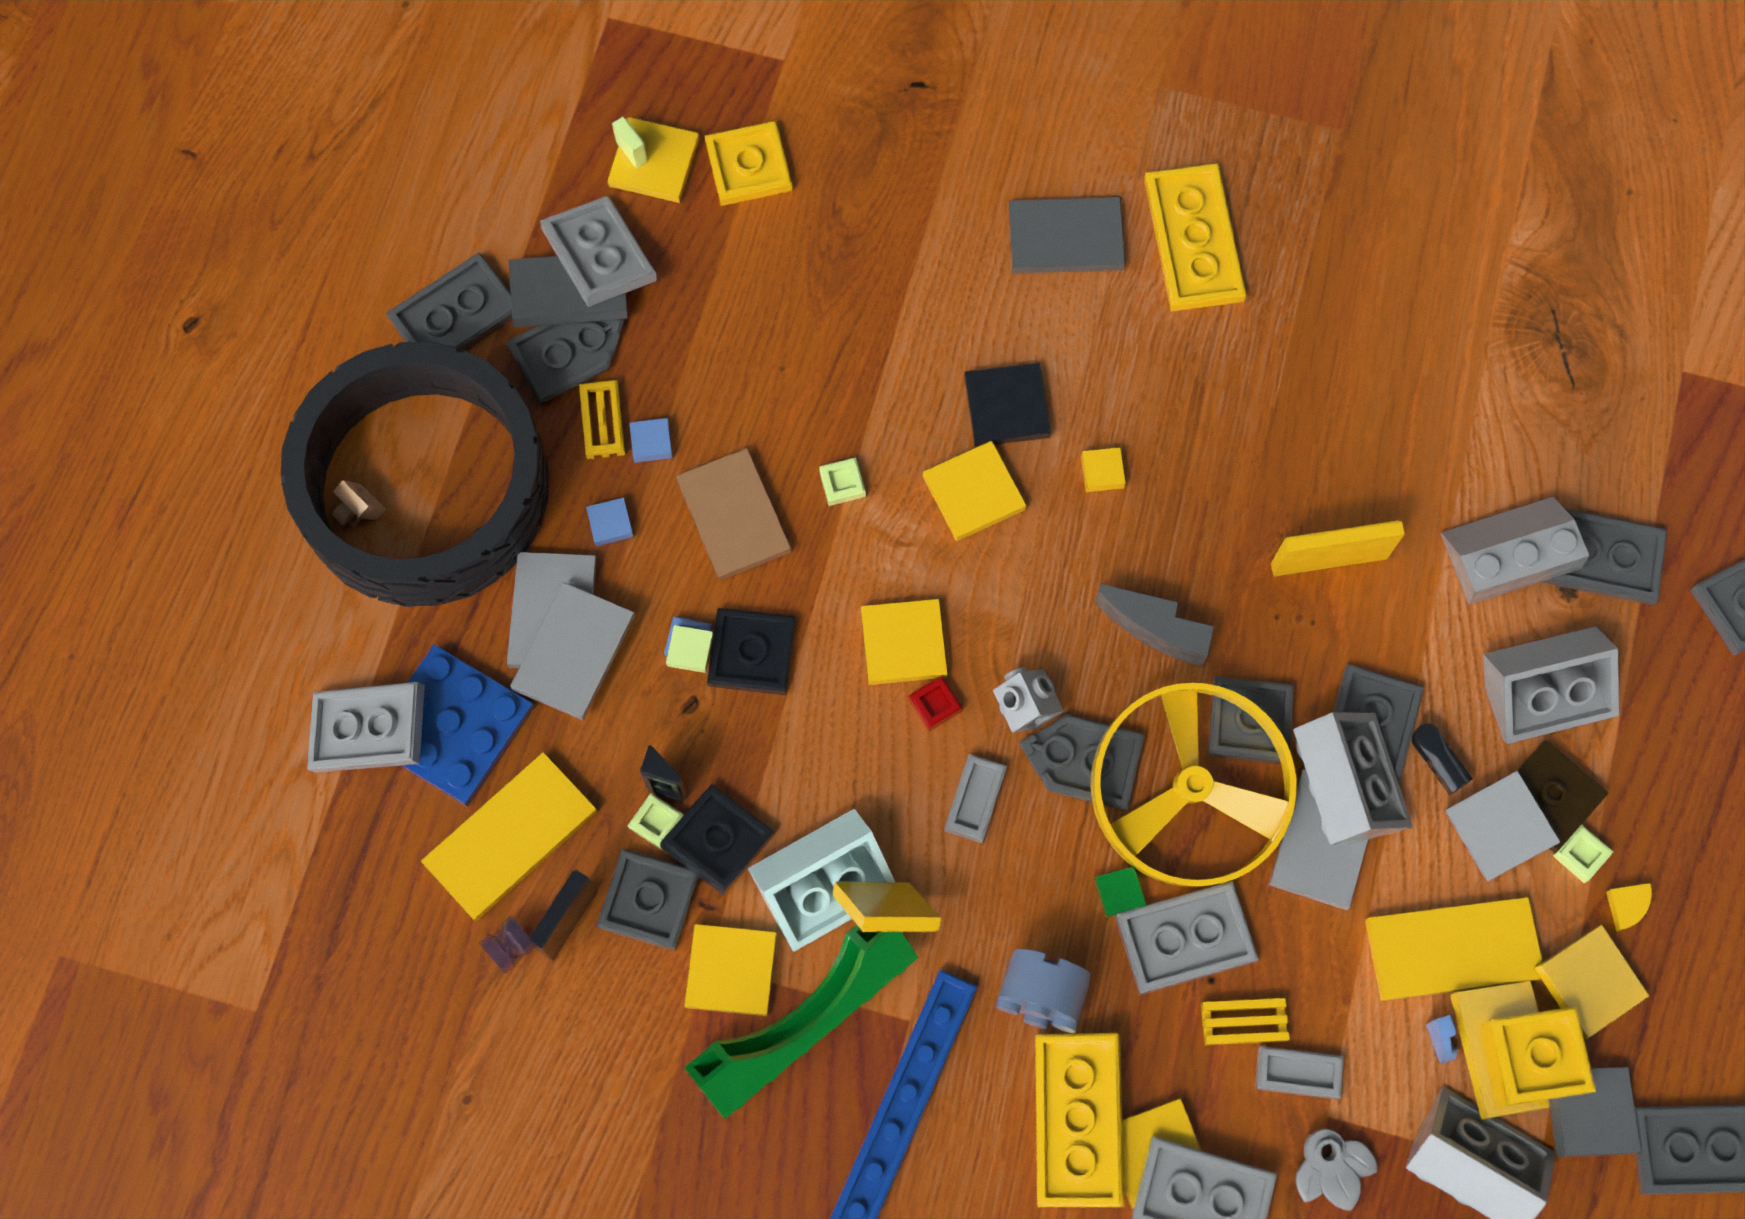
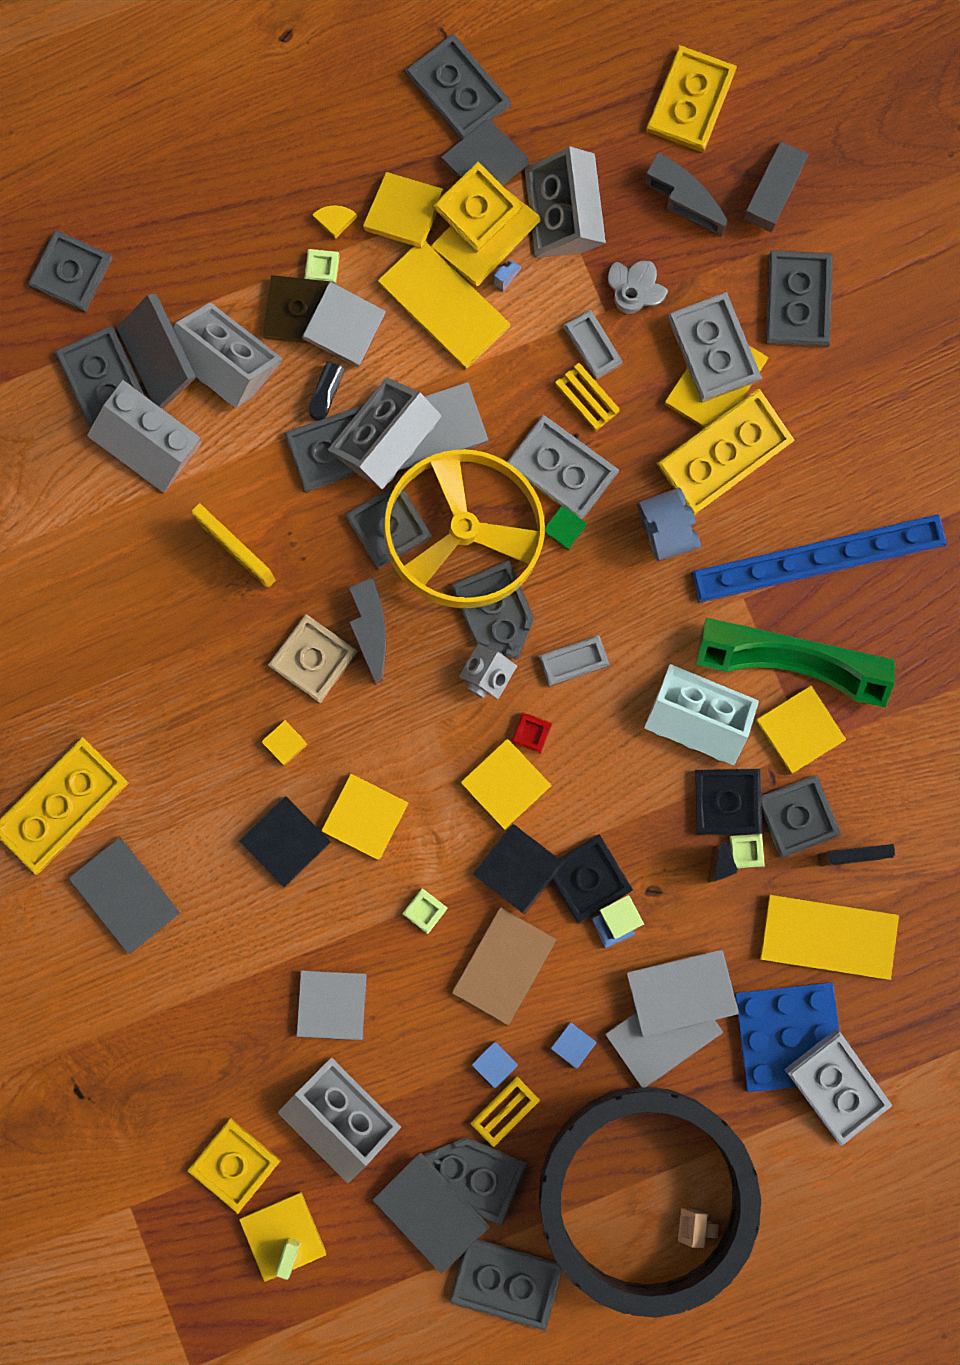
camera: 125 degrees left, 10 degrees up
(507, 944) = (897, 879): wheel -> none
(598, 251) = (386, 1214): light grey tile -> none
(713, 272) = (339, 1120): none -> light grey slope
(812, 590) = (518, 869): none -> black tile
(822, 339) = (331, 1005): none -> light grey tile
(886, 907) = (694, 656): yellow tile -> none
(1167, 553) = (313, 658): none -> tan tile
(1599, 618) = (156, 351): none -> dark grey tile

